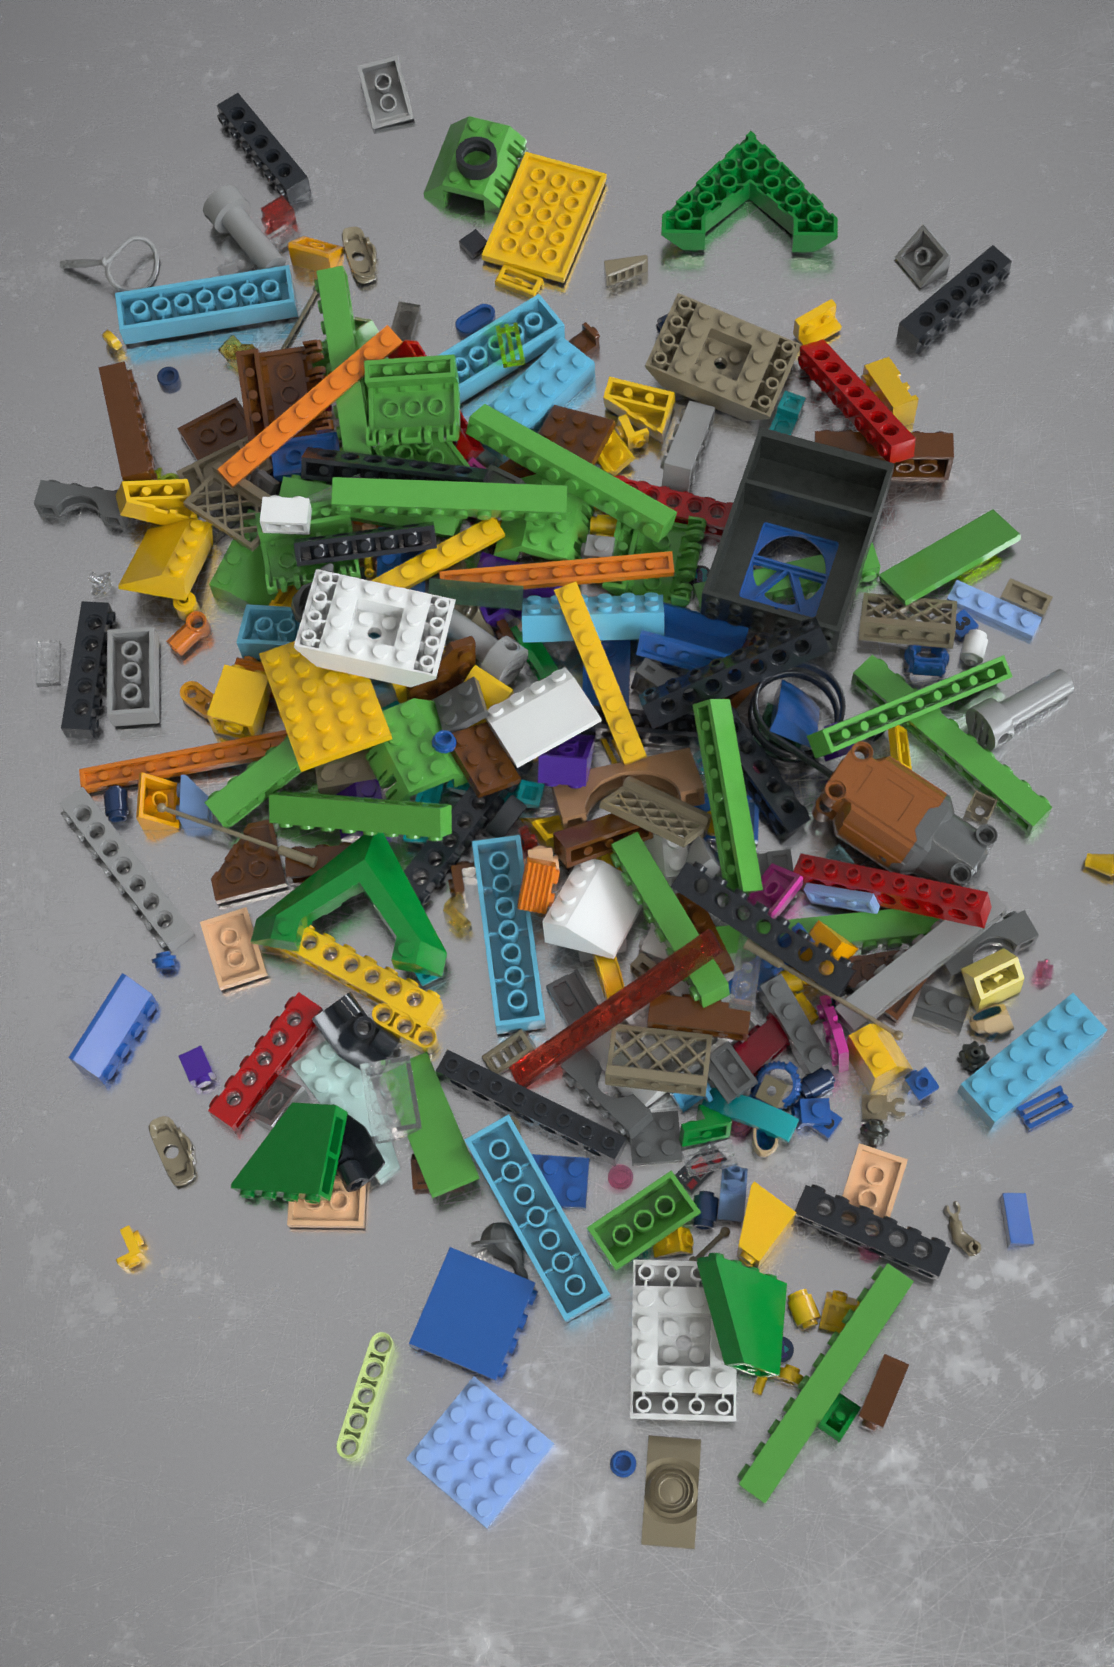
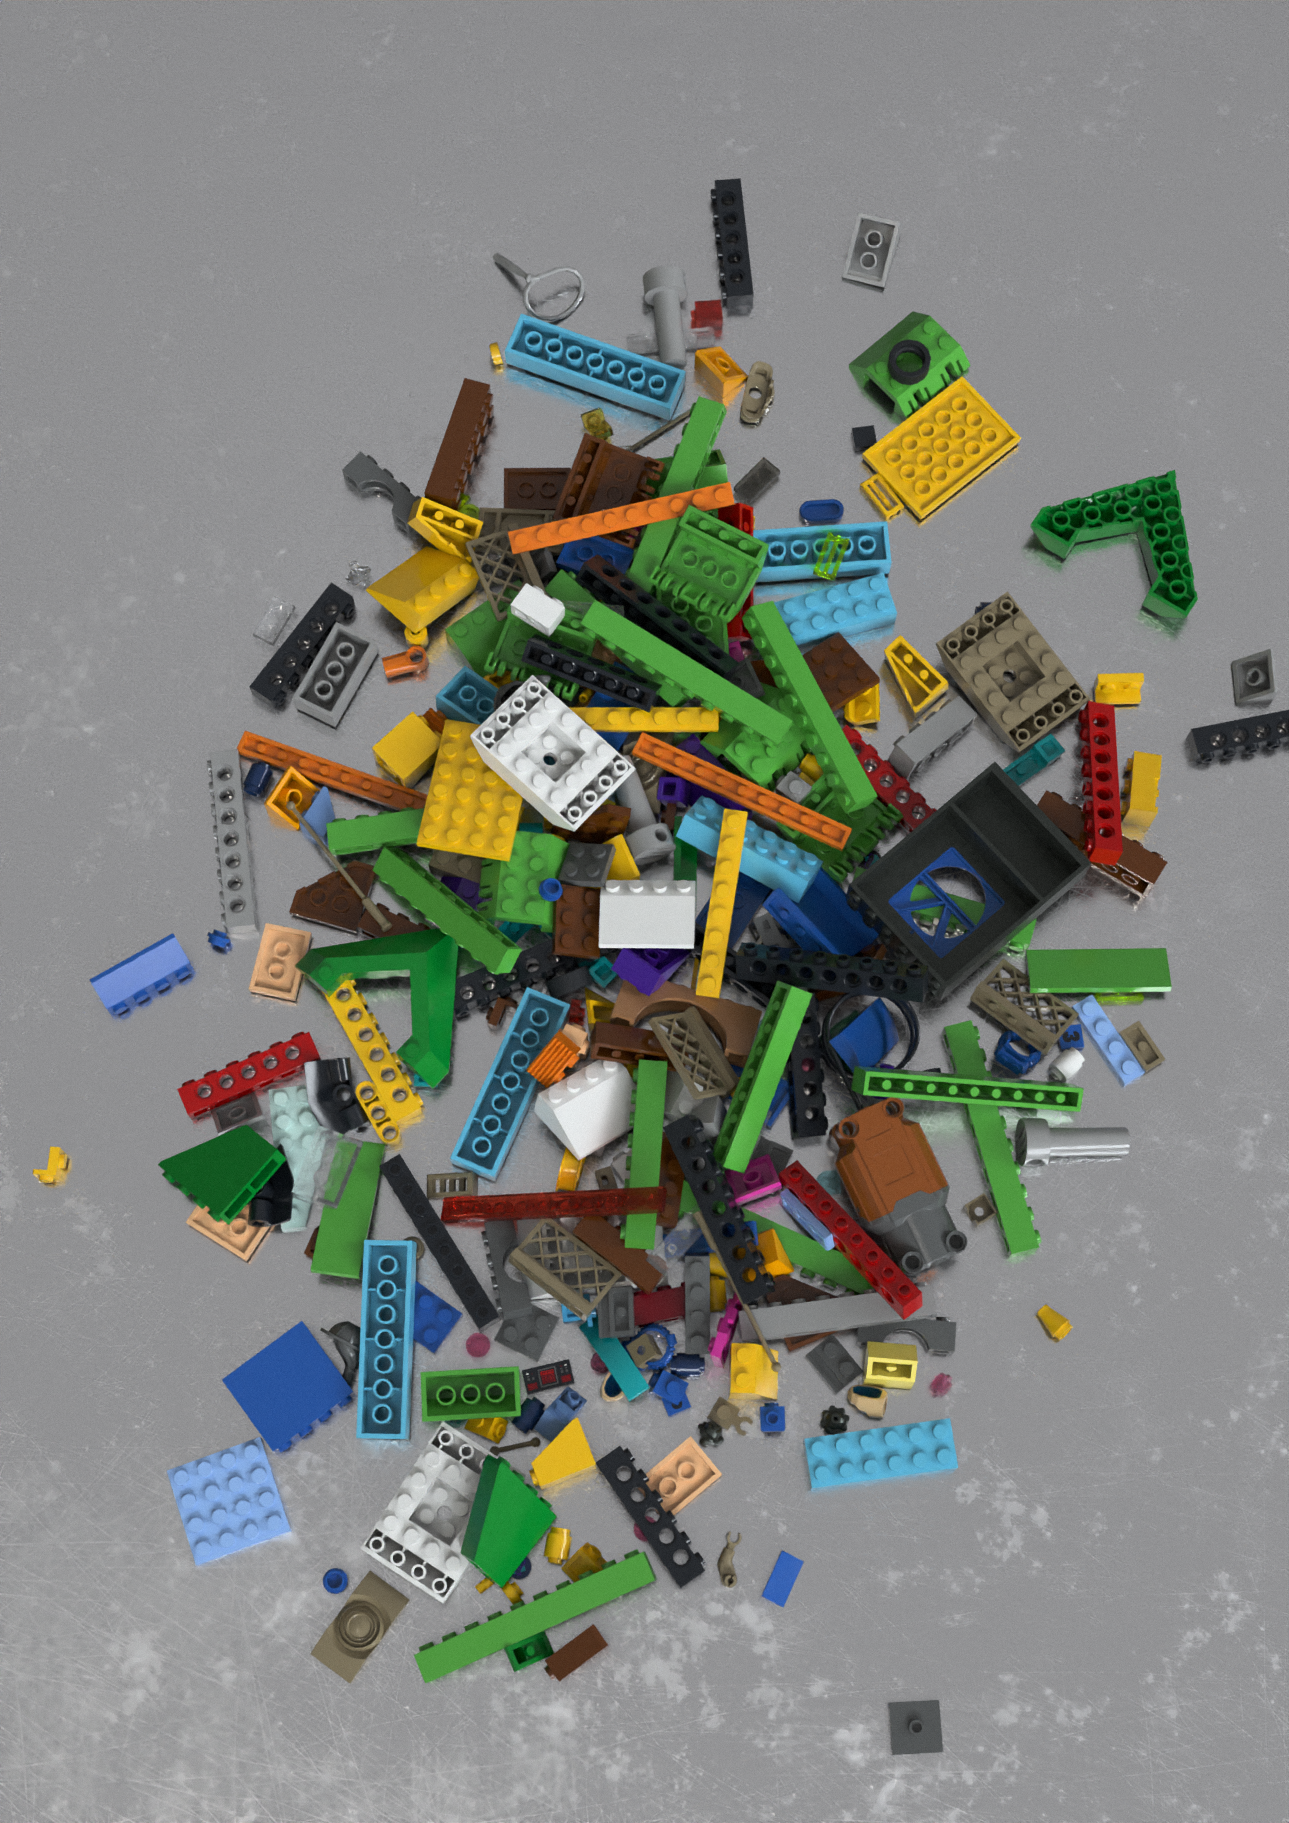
camera: 25 degrees right, 5 degrees up
(164, 1134) = (132, 1086): dark tan piece -> none
(168, 378) = (525, 415): dark blue tile -> none
(197, 1067) = (191, 1046): dark purple brick -> none
(200, 701) = (378, 728): light orange plate -> none
(368, 1409) = (152, 1403): yellowish green beam -> none
(457, 921) = (476, 1047): clear yellow bracket -> none
(479, 594) = (660, 771): clear green plate -> none
(571, 996) = (531, 1170): dark grey plate -> none
(587, 340) = (904, 586): reddish brown bracket -> none
(624, 268) = (980, 537): dark tan slope -> none
(631, 438) = (889, 703): yellow bracket -> none
(707, 1128) = (574, 1348): green slope -> none
(708, 1148) = (539, 1367): clear tile -> none
(899, 745) = (942, 1120): yellow tile -> none
(1062, 1098) = (845, 1498): blue tile -> none

